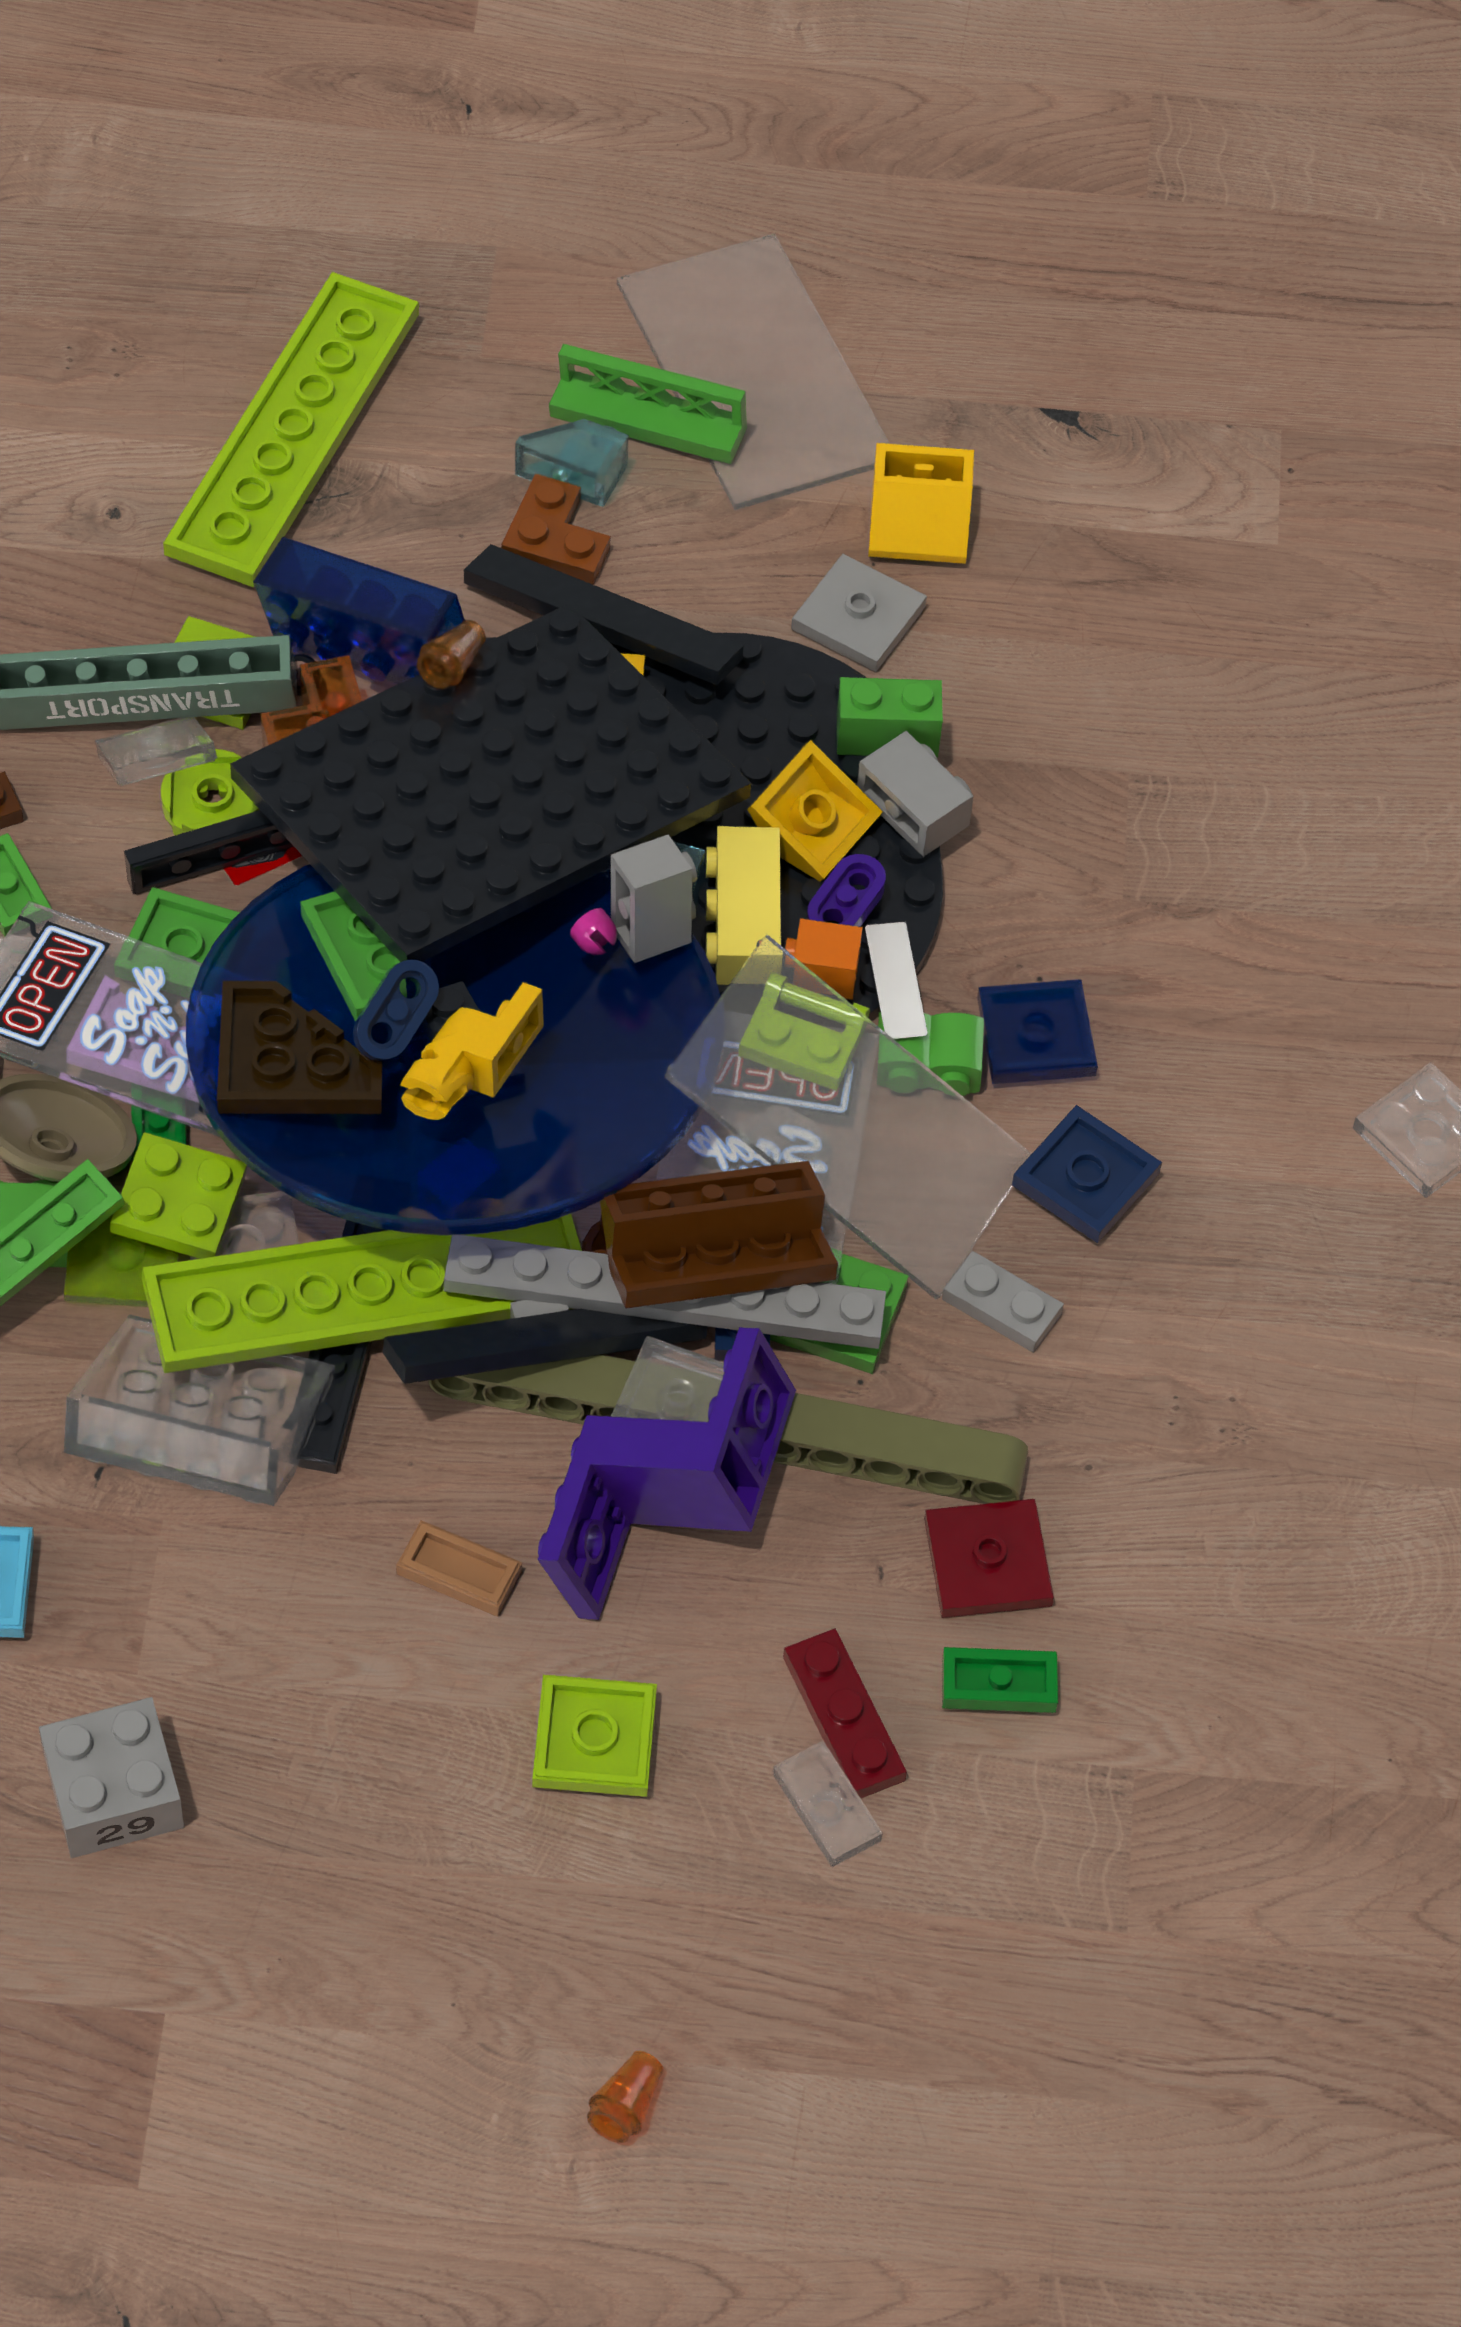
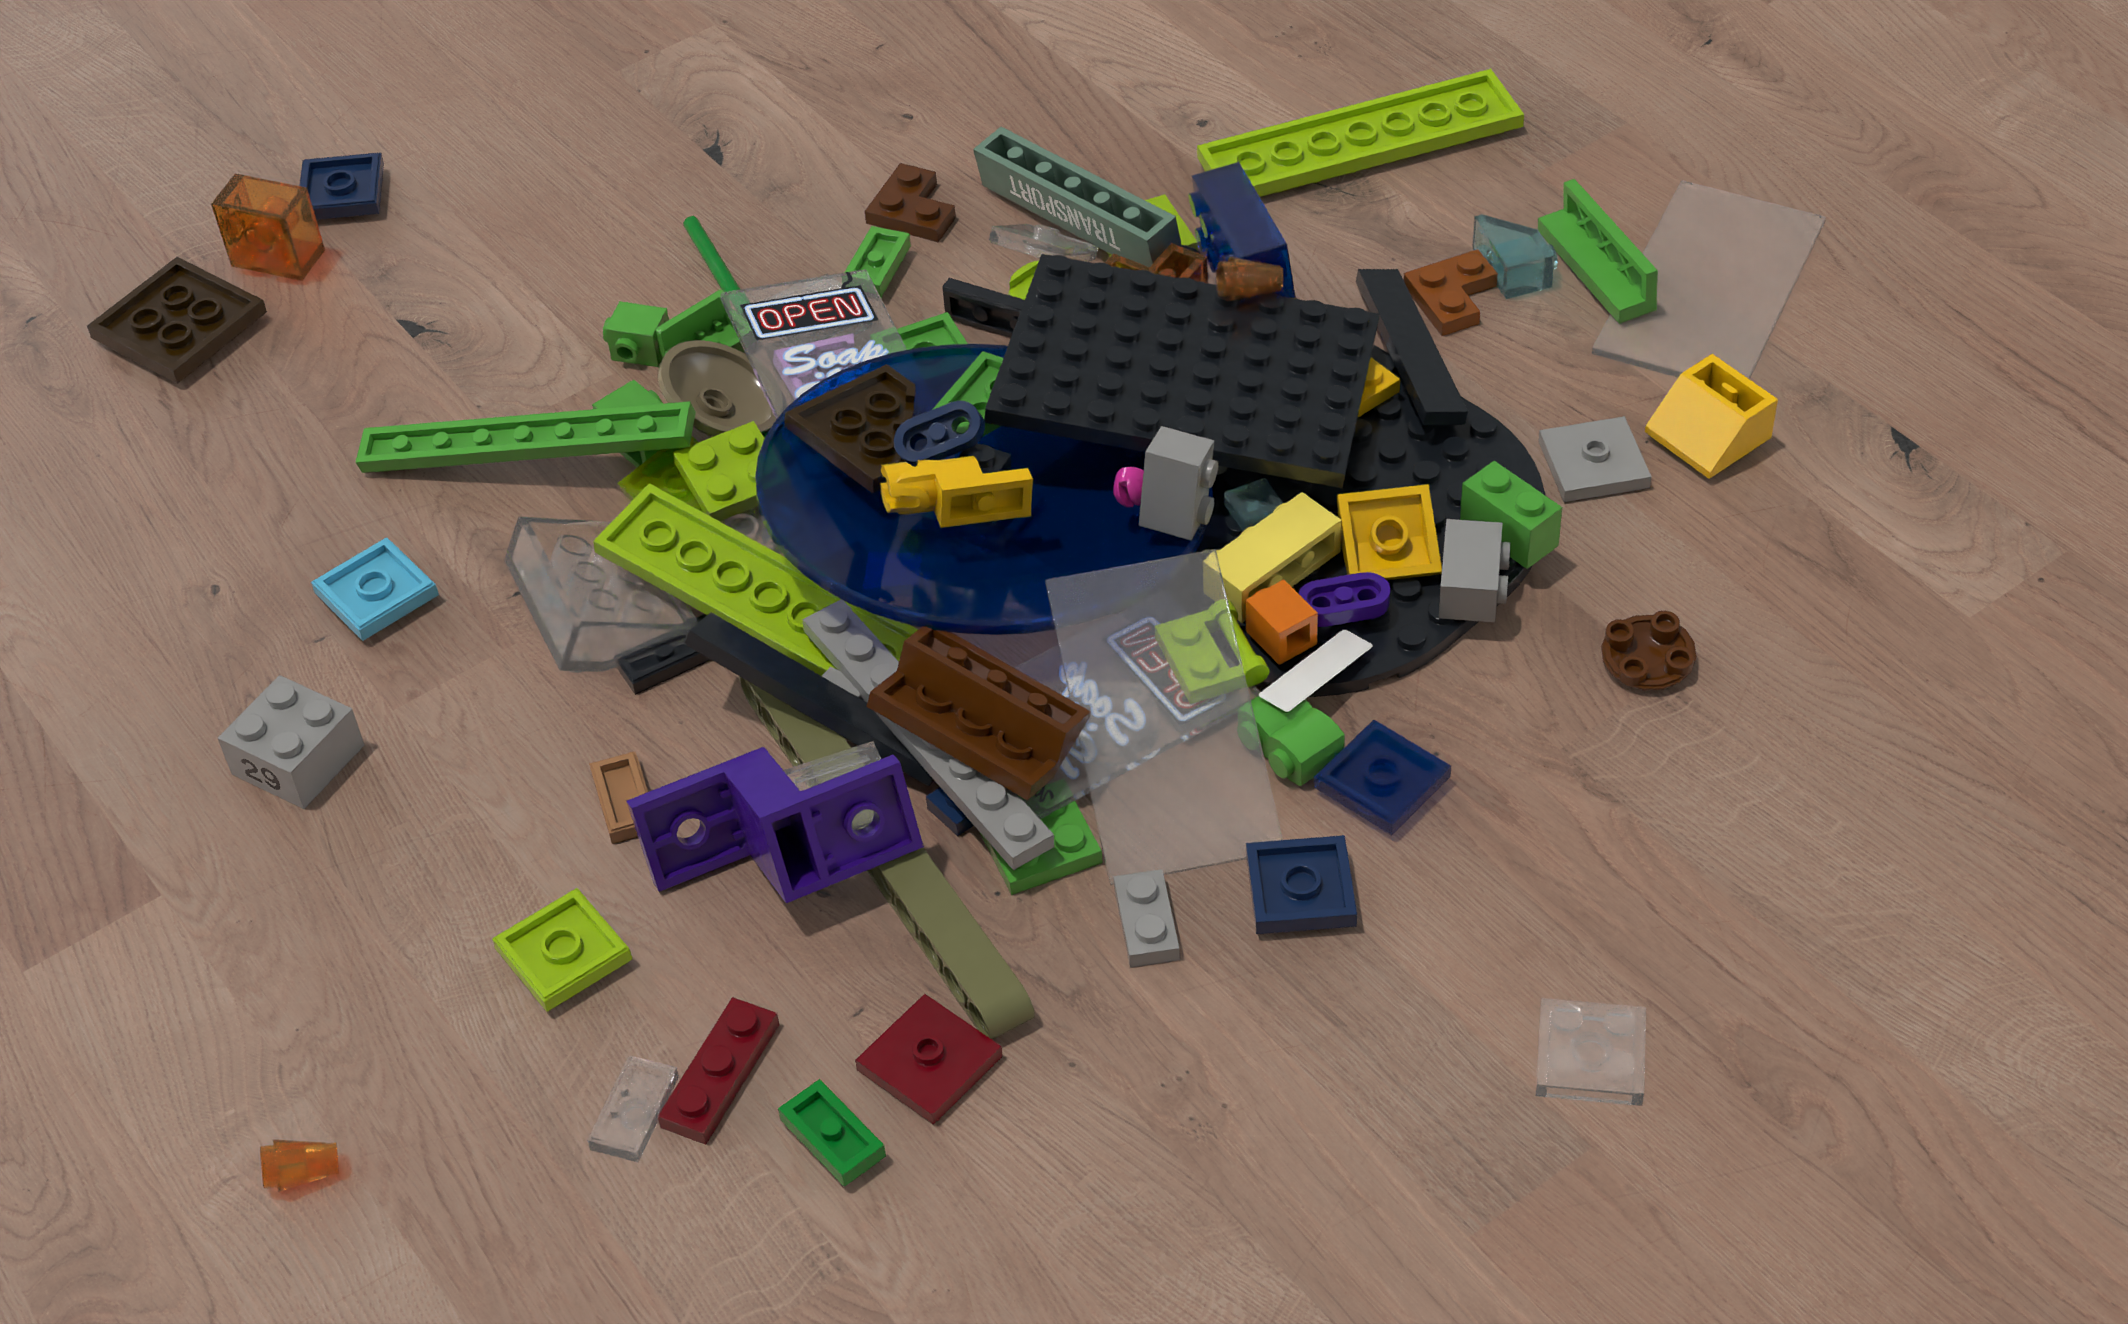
camera: 55 degrees right, 10 degrees down
(1100, 759) = (1648, 651): none -> reddish brown dish

